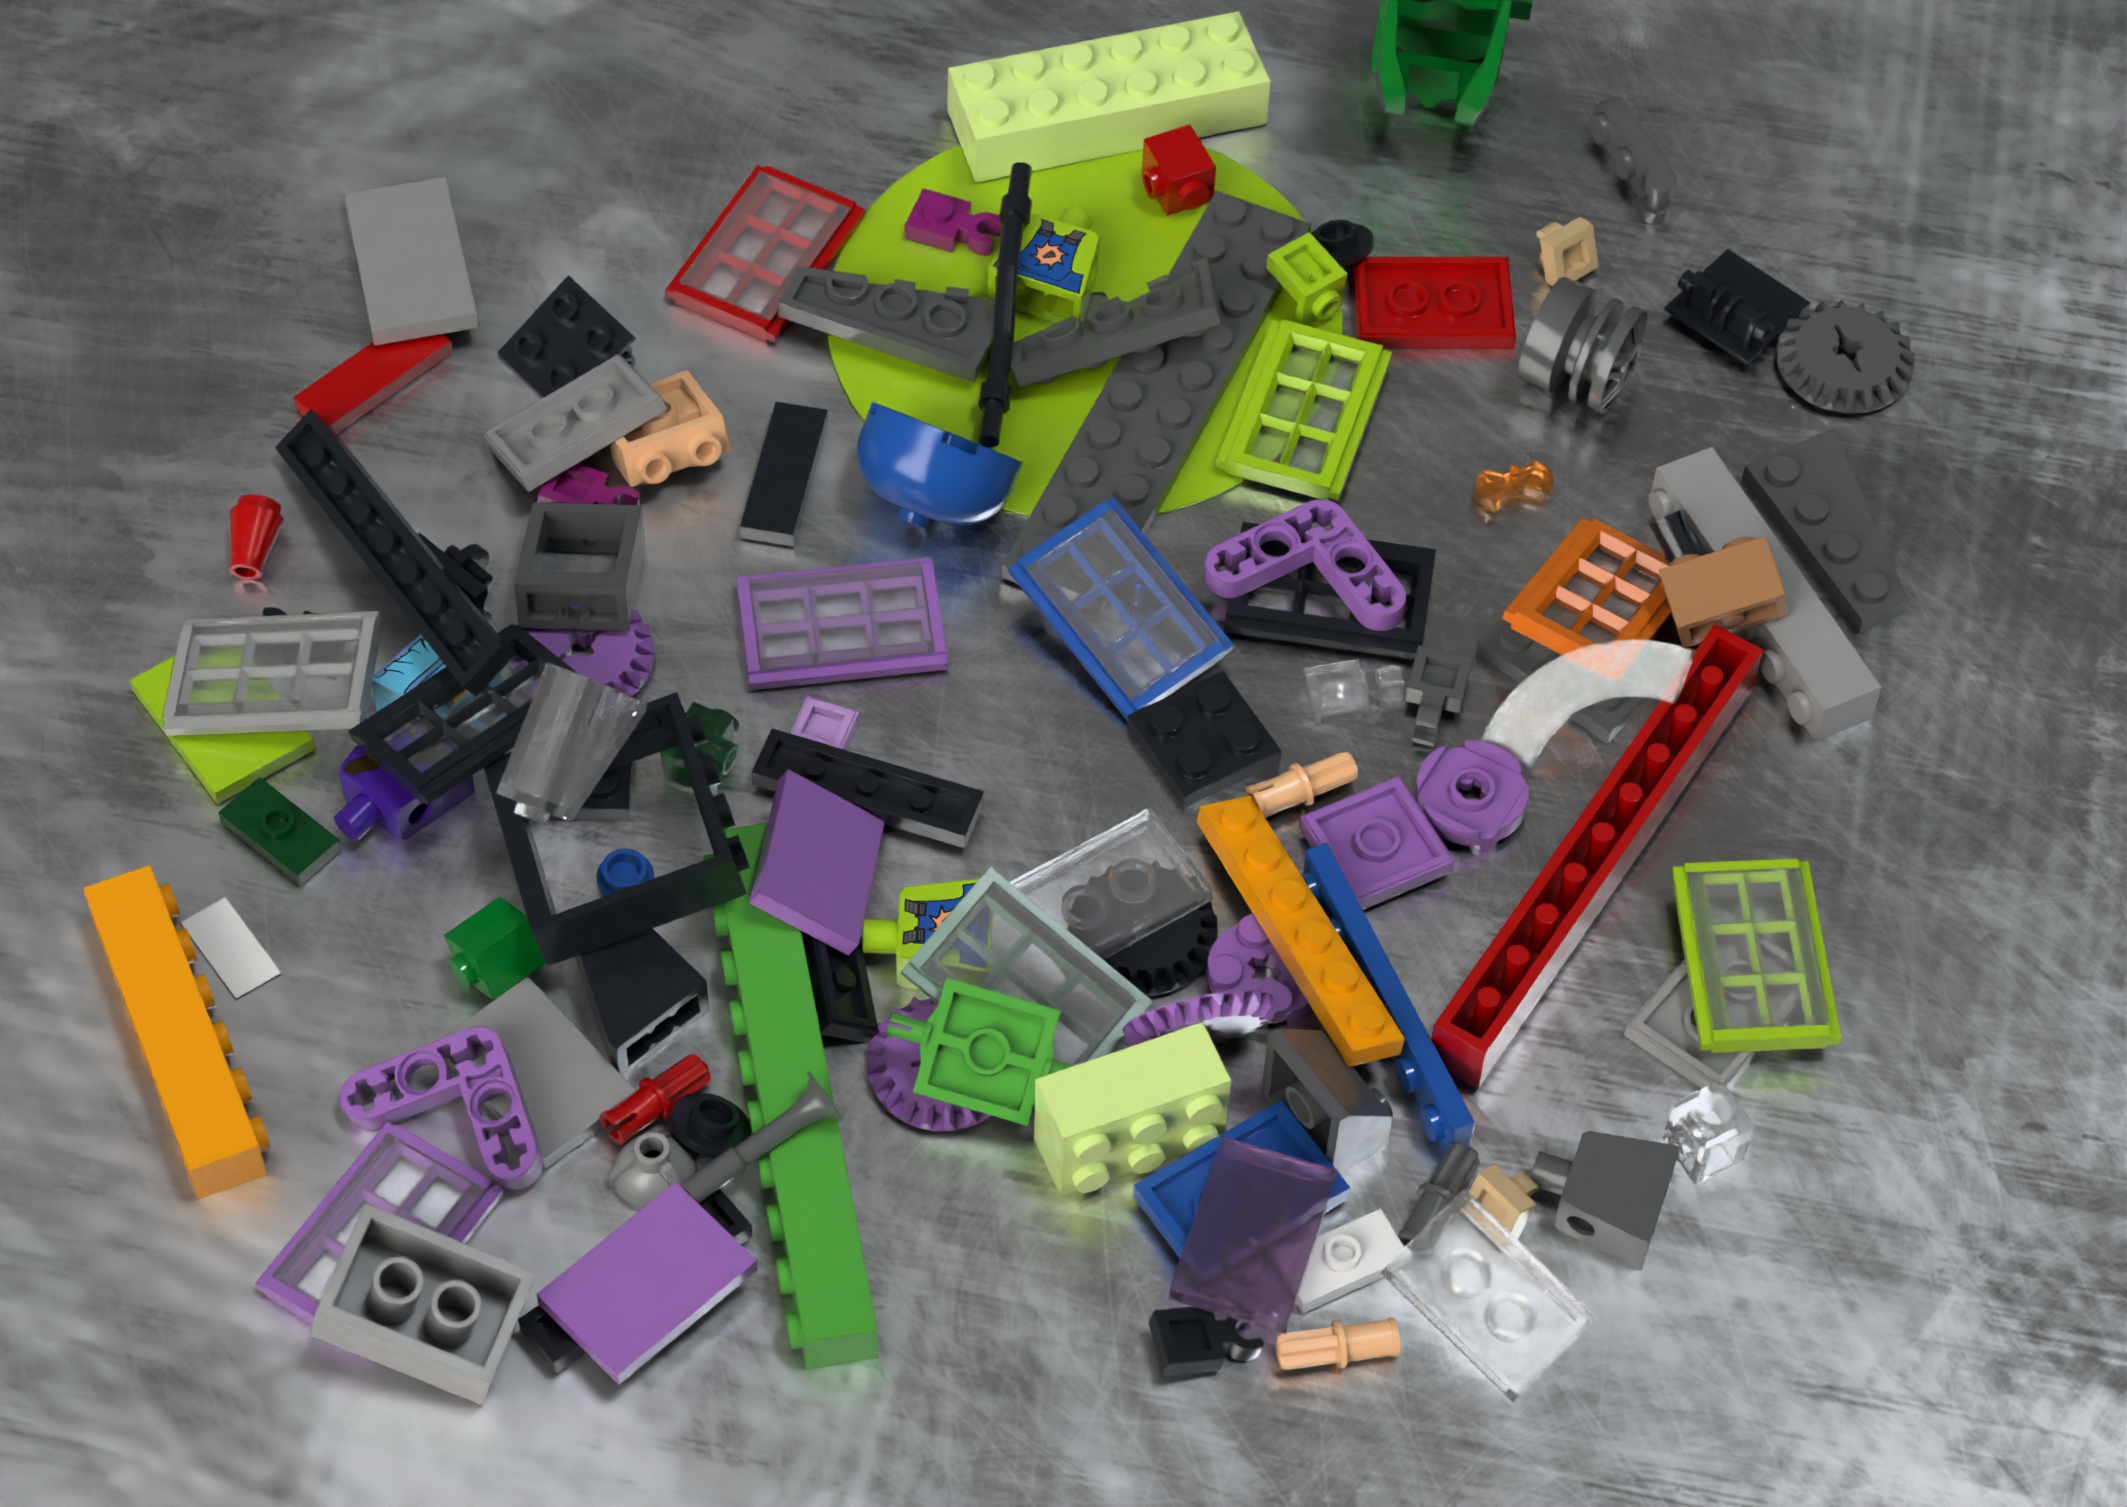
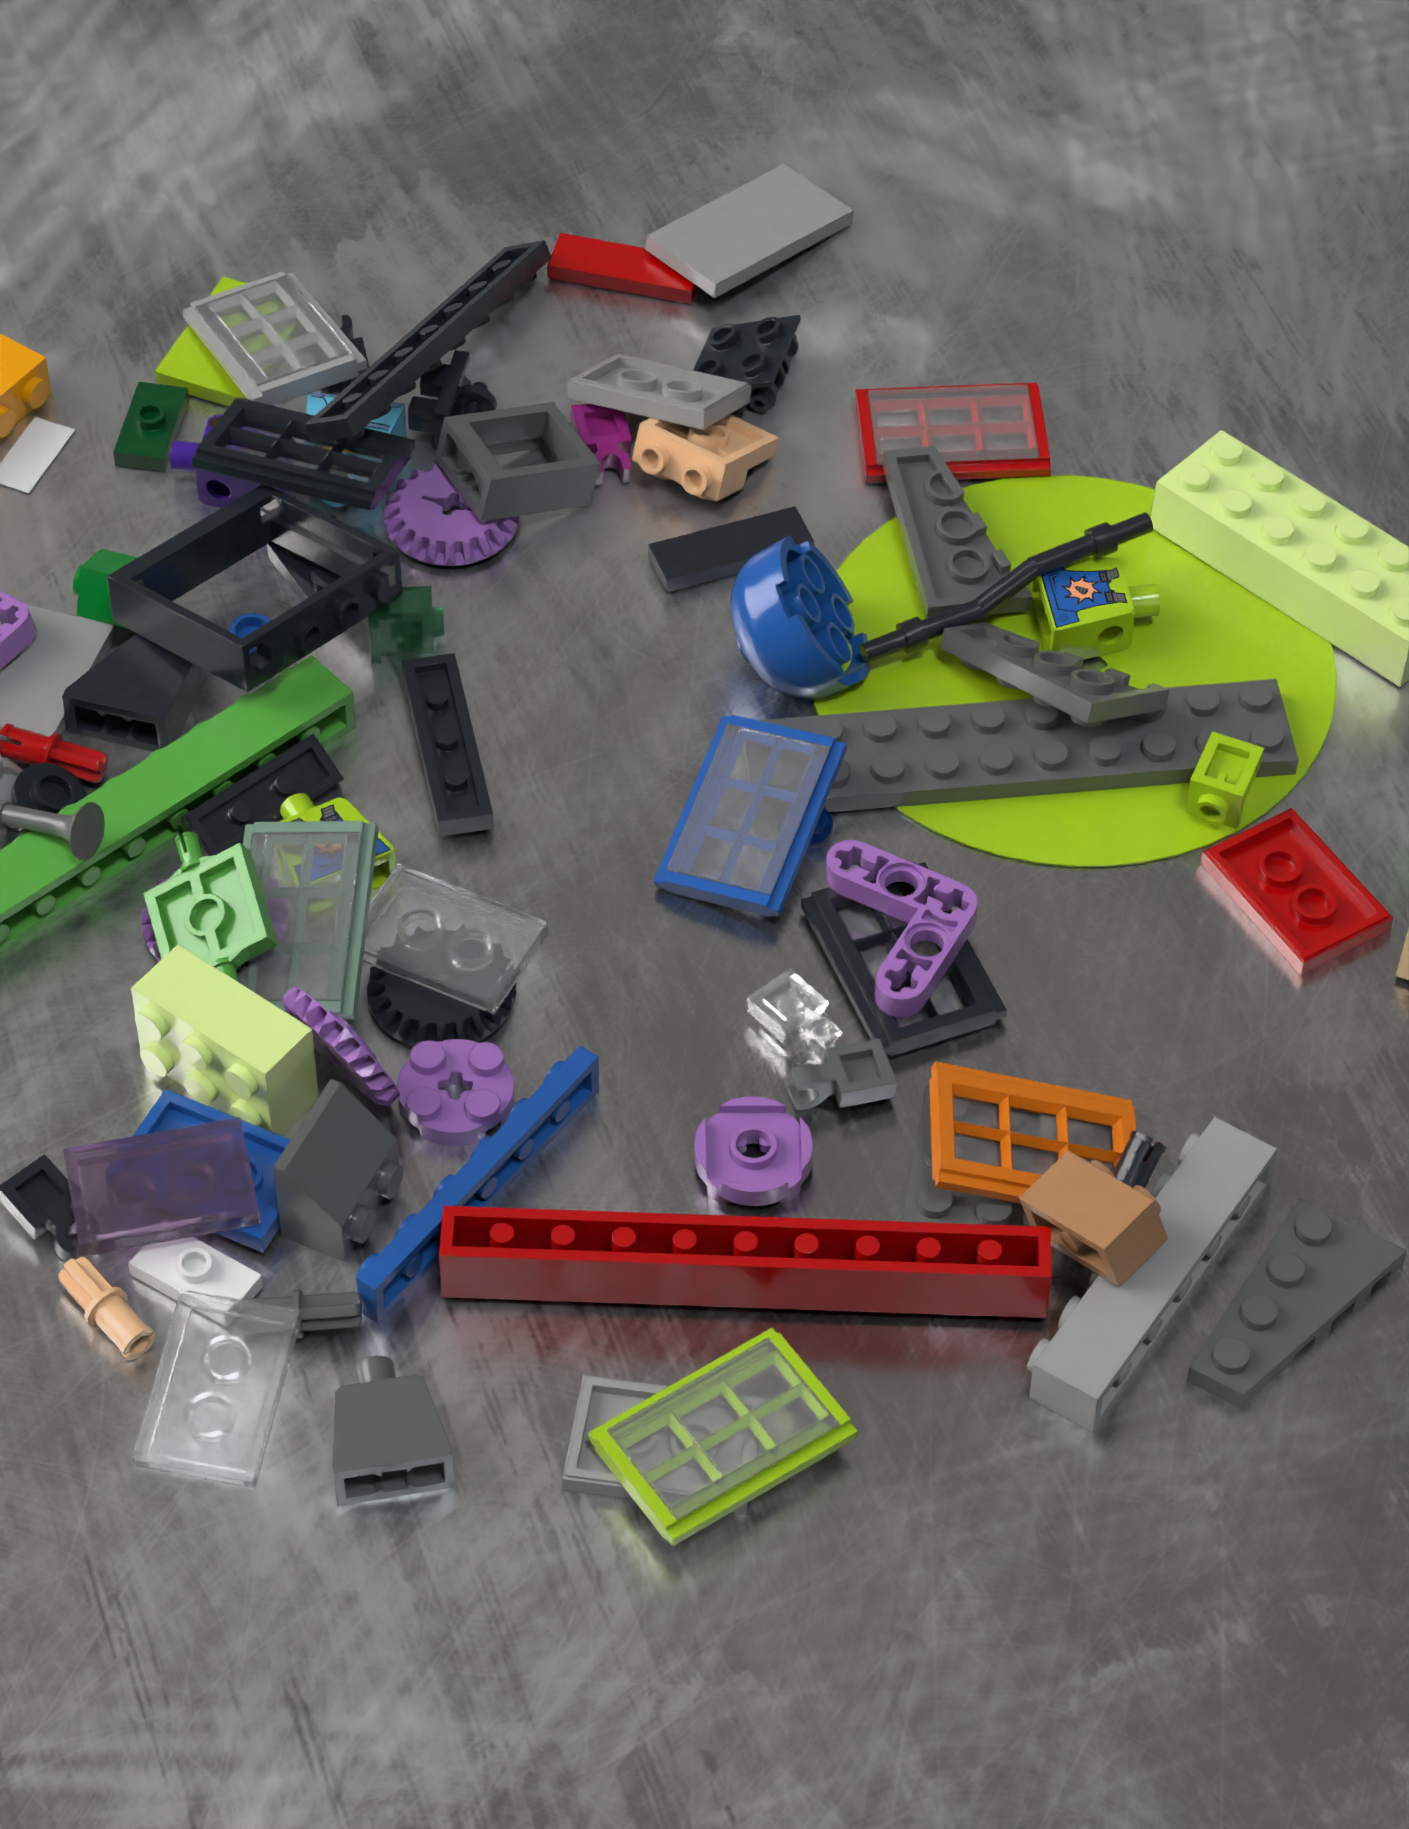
camera: 60 degrees right, 5 degrees down
(253, 532) = (409, 275): red cone -> none
(566, 743) = (289, 501): clear slope -> none
(817, 862) = (331, 734): medium lavender tile -> none
(826, 723) = (491, 693): lavender tile -> none
(841, 623) = (608, 655): clear piece -> none
(946, 220) = (1078, 512): magenta plate -> none
(1178, 170) = (1271, 639): red brick -> none
(1204, 739) = (672, 942): black plate -> none
(1300, 931) = (495, 1082): light orange plate -> none
(1303, 783) = (668, 1025): light nougat axle -> none
(1304, 410) = (1087, 850): lime piece -> none
(1345, 241) = (1295, 789): black piece -> none
(1380, 841) = (645, 1107): medium lavender plate -> none
(1496, 488) = (1118, 1026): clear orange piece -> none
(1505, 1197) = (323, 1360): tan tile -> none
(1574, 342) = (1312, 1000): dark grey wheel -> none
(1580, 680) = (901, 1151): clear tile -> none
(1709, 1131) = (497, 1479): clear brick -> none

